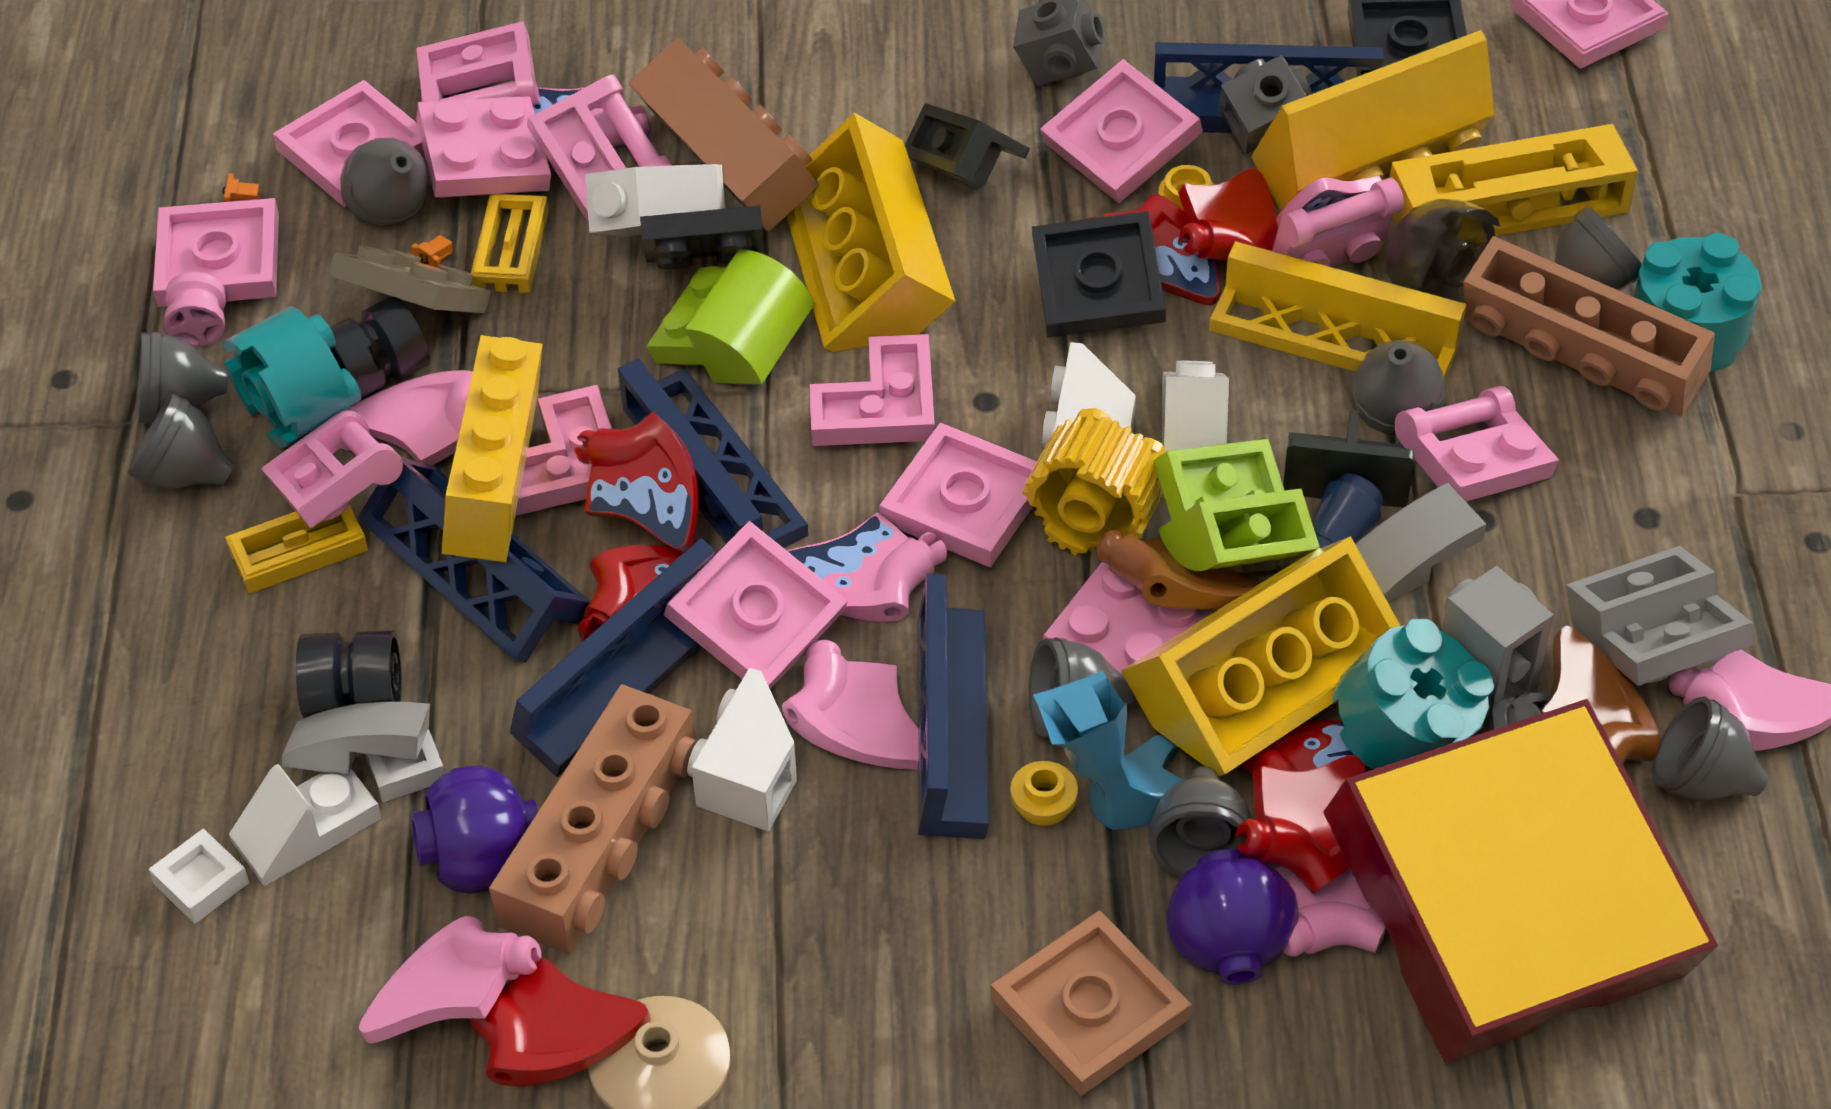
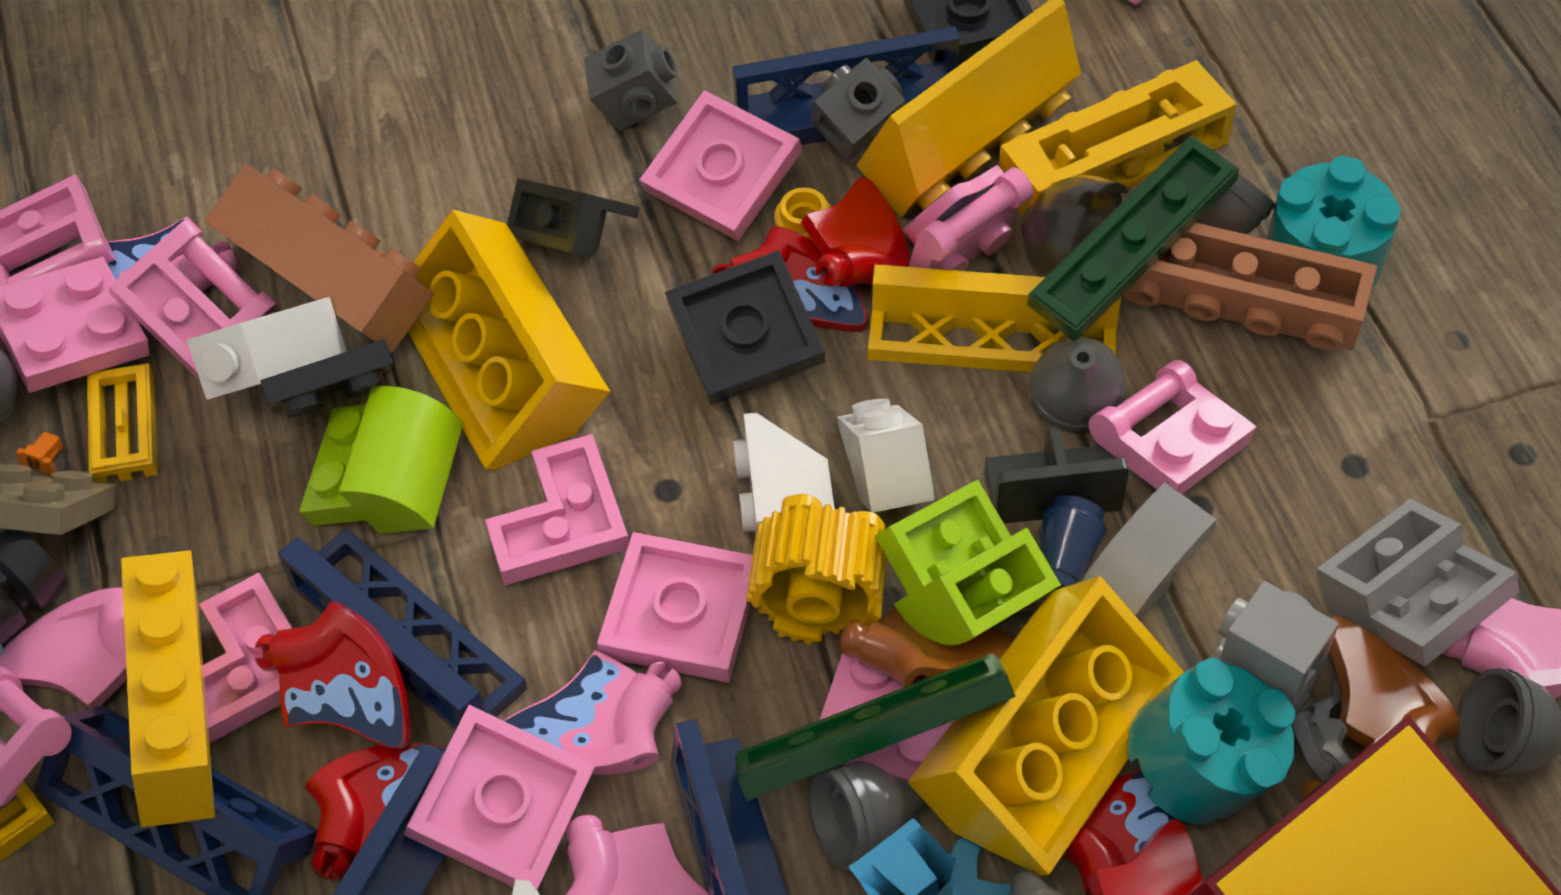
camera: 15 degrees left, 5 degrees up
(1102, 613) = (872, 725): none -> dark green tile
(1485, 261) = (1132, 238): none -> dark green tile

